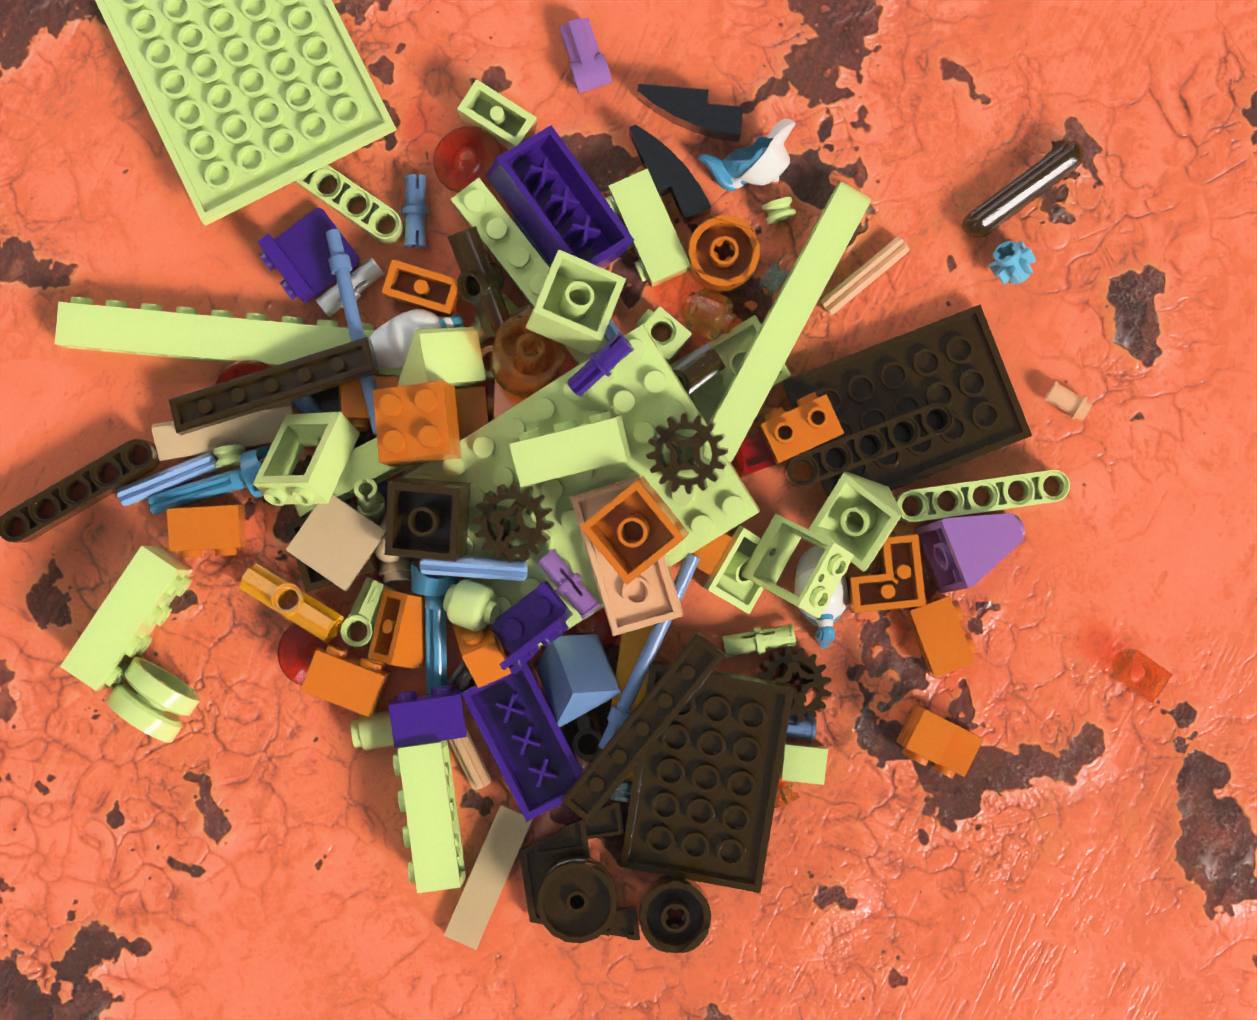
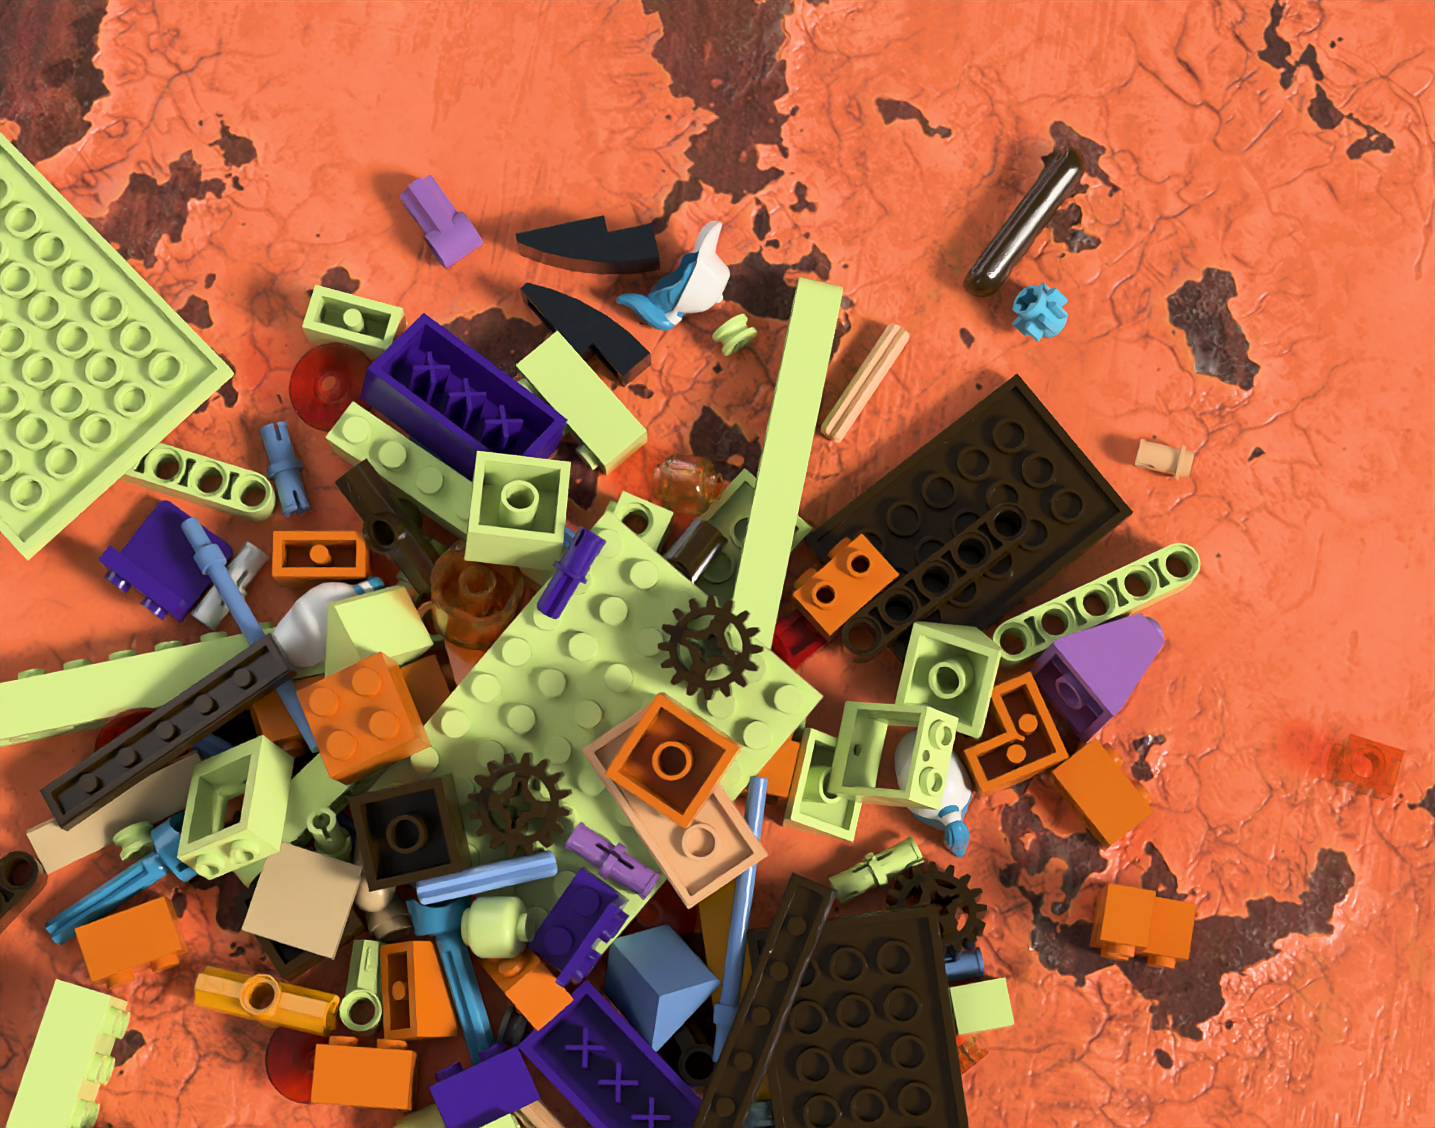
camera: 20 degrees left, 10 degrees down
(167, 479) = (63, 895): light blue axle -> none
(570, 448) = (563, 688): yellowish green brick -> none
(742, 245) = (707, 400): orange brick -> none
(773, 278) = (753, 418): clear light blue bush -> none

